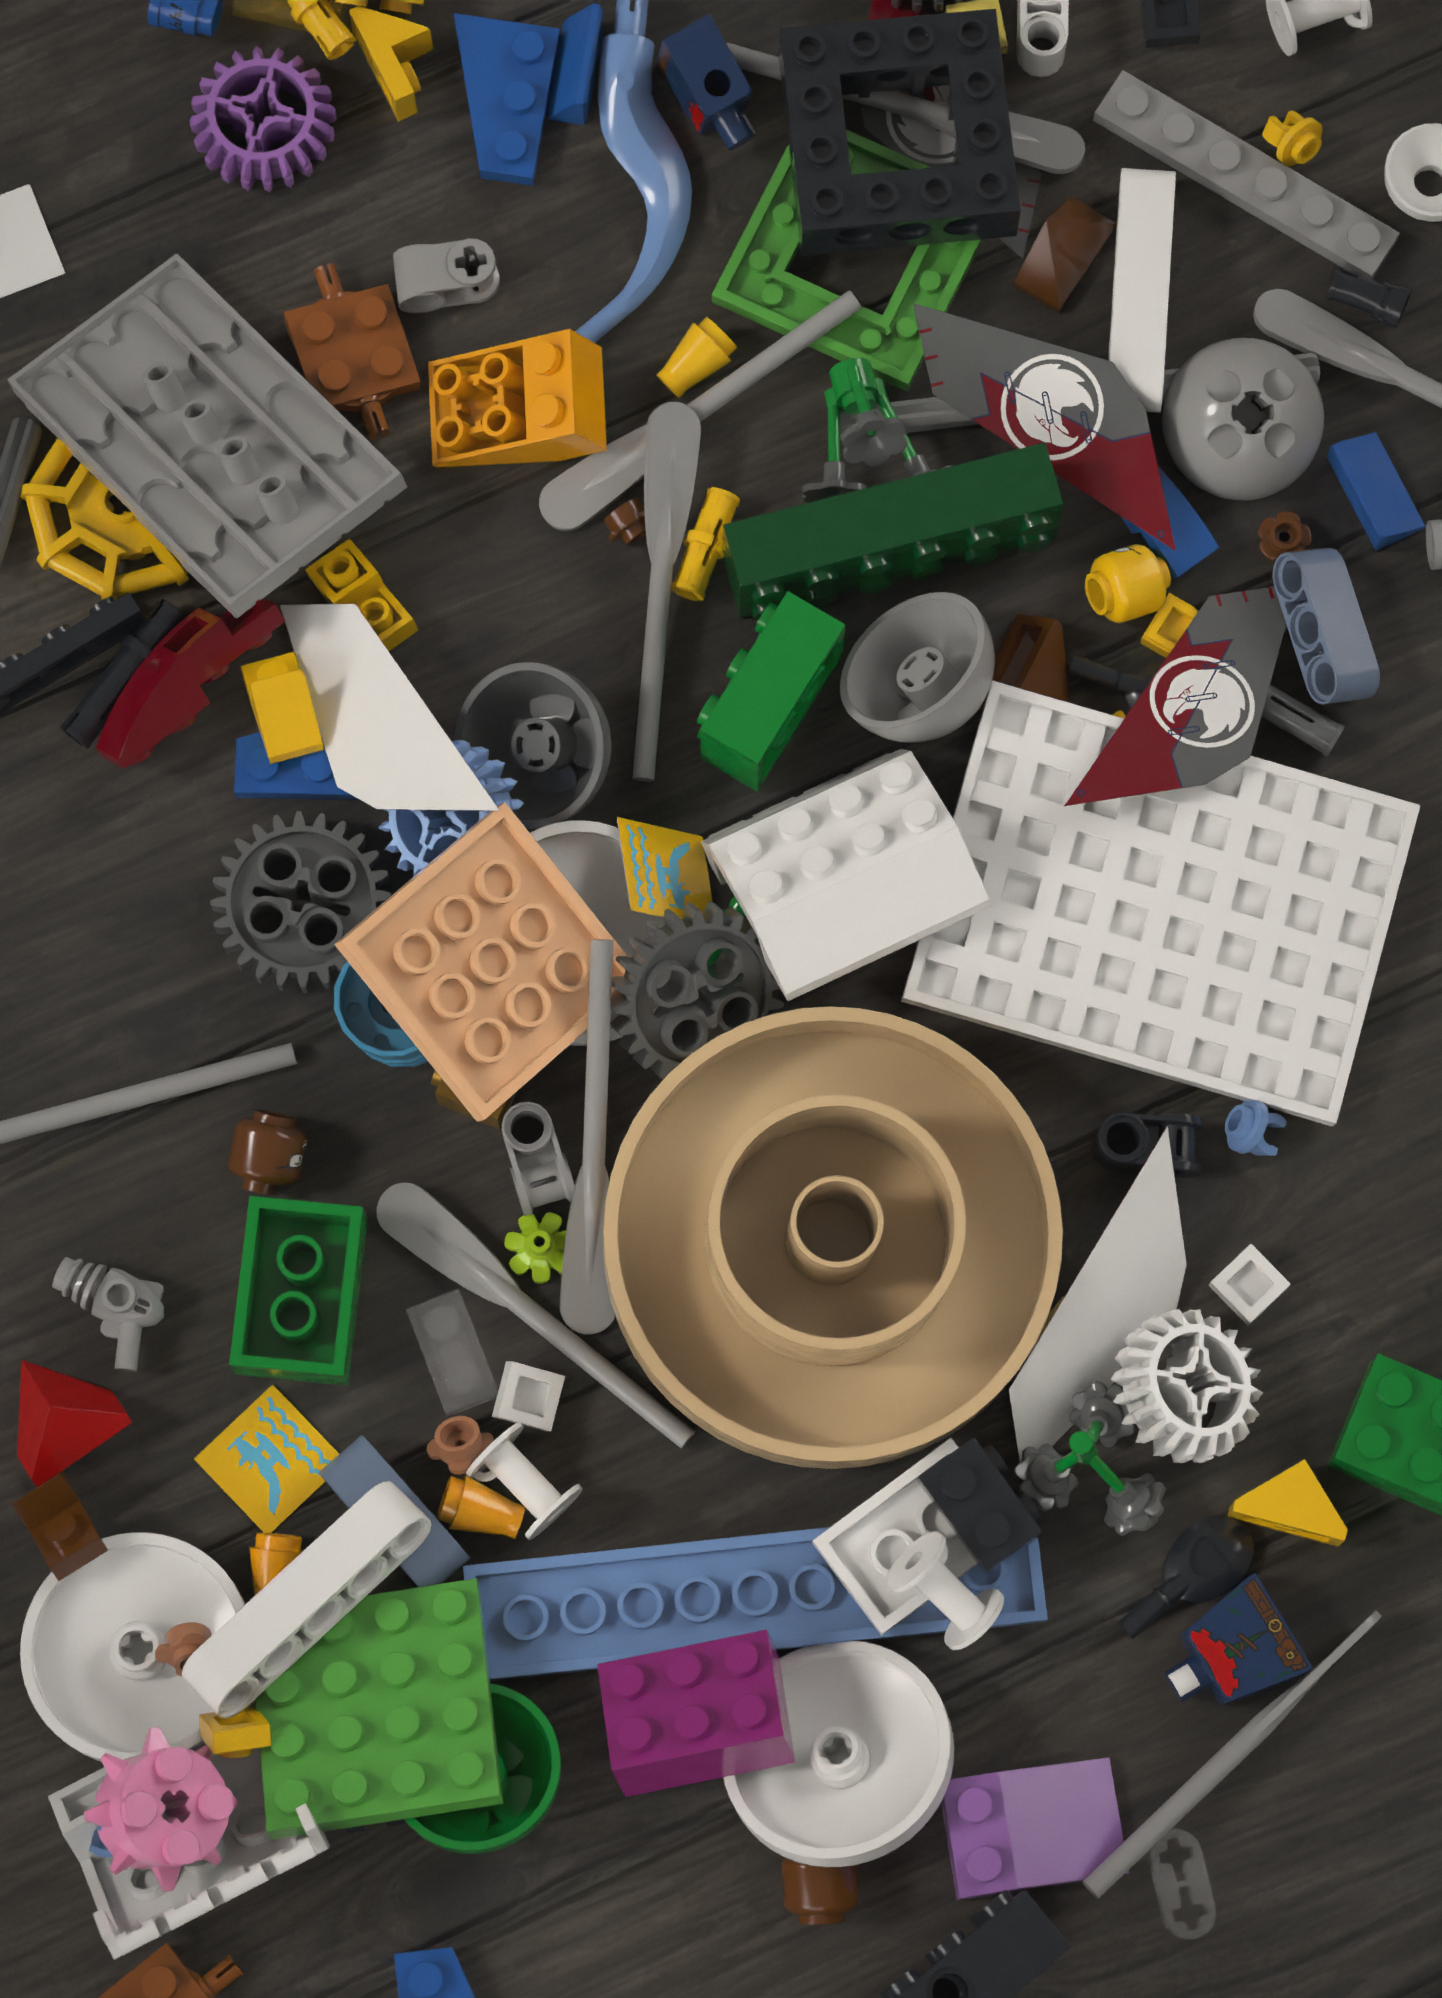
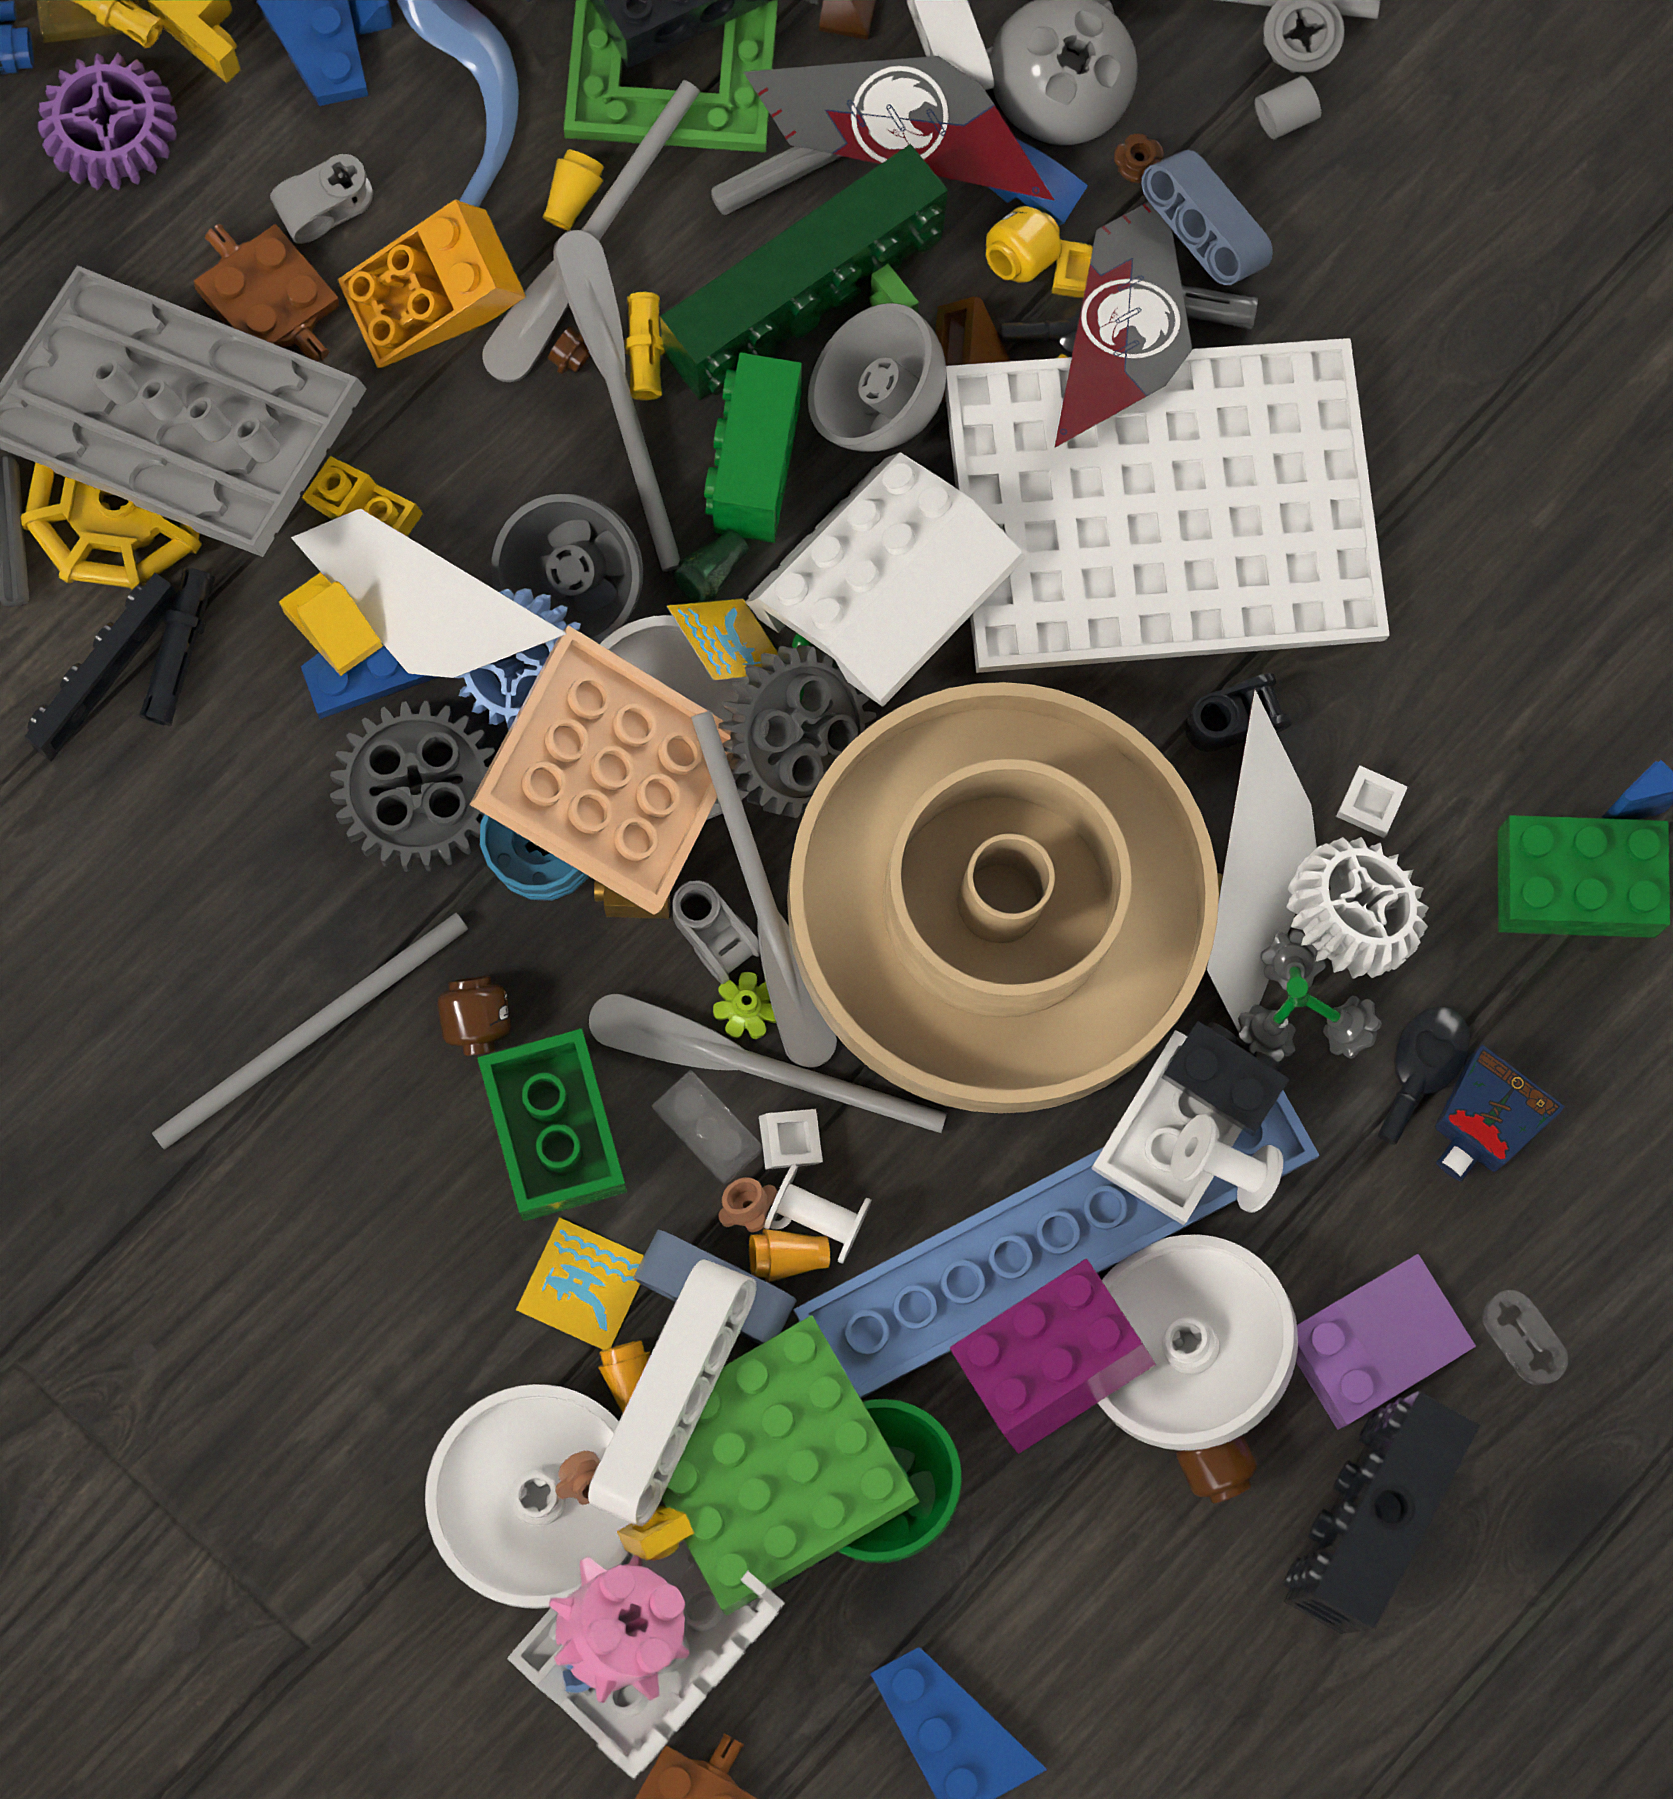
camera: 25 degrees left, 0 degrees up
(60, 1526) = (424, 1414): reddish brown slope -> none
(62, 1420) = (386, 1321): red slope -> none
(117, 1299) = (394, 1196): light grey piece -> none
(166, 686) = (221, 643): dark red slope -> none
(679, 793) = (709, 568): none -> clear green cone
(871, 440) = (756, 200): plant -> none
(973, 584) = (889, 288): none -> bright green plate
(1213, 1771) = (1517, 1222): light grey piece -> none
(1247, 1125) = (1315, 667): medium blue plate -> none
(1292, 1505) = (1488, 975): yellow slope -> none
(1374, 490) = (1198, 90): blue slope -> none

